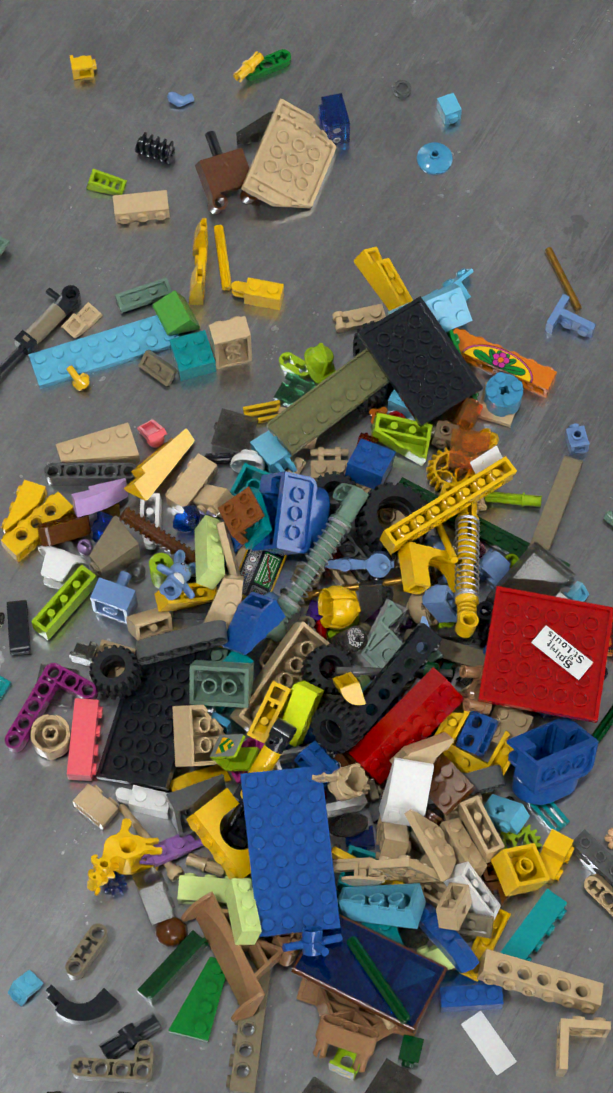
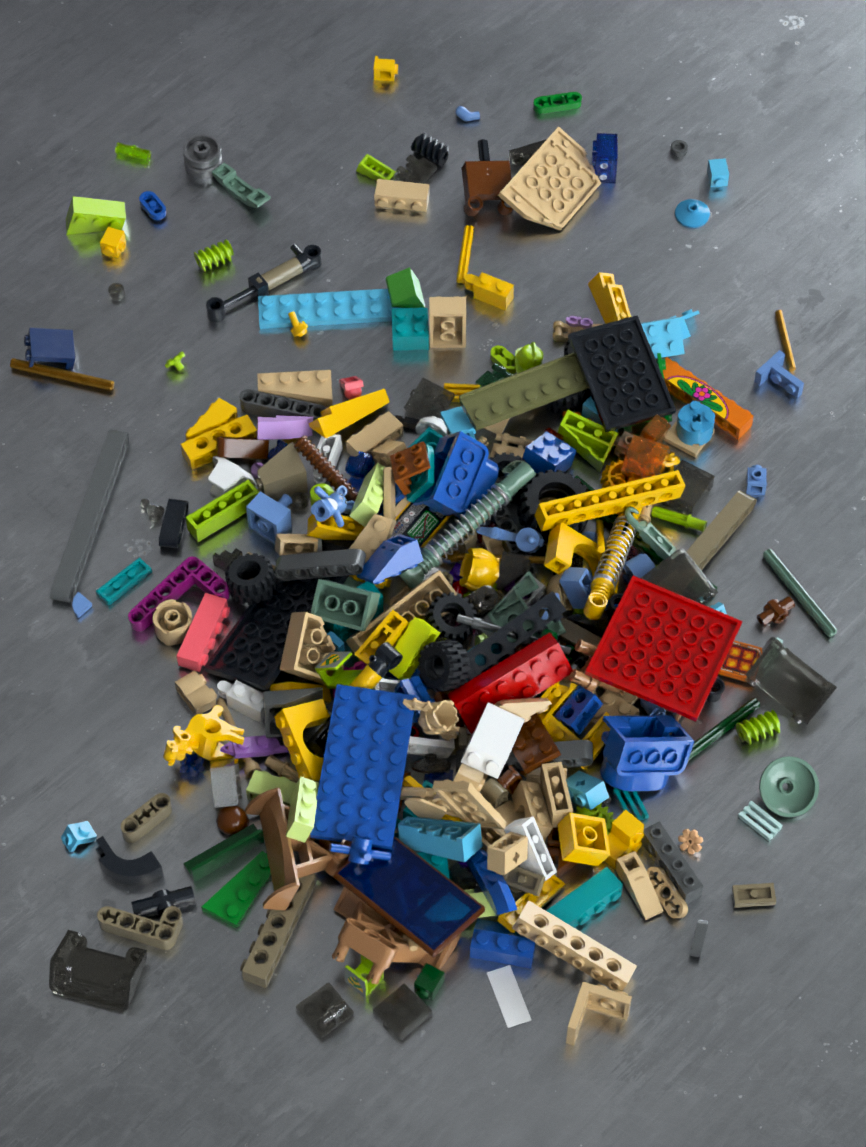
camera: 15 degrees right, 10 degrees down
(82, 321) = (314, 281): tan slope -> none
(143, 295) = (378, 269): sand green plate -> none
(152, 176) = (420, 172): none -> clear smoke plate
(158, 367) = (374, 332): dark tan plate -> none
(198, 276) = (440, 252): yellow wedge -> none
(248, 66) = (538, 98): yellow pin -> none
(349, 688) = (464, 634): yellow brick -> none
(364, 308) = (576, 321): none -> lavender piece
(378, 980) = (413, 900): dark green axle -> none
(433, 843) = (504, 791): tan wing -> none
(487, 458) = (660, 468): white sticker -> none
(497, 530) = (650, 534): none -> sand green plate
(521, 457) = (696, 483): none -> clear smoke panel
(562, 652) = (679, 648): white sticker -> none
(581, 898) = (638, 885): none -> tan slope

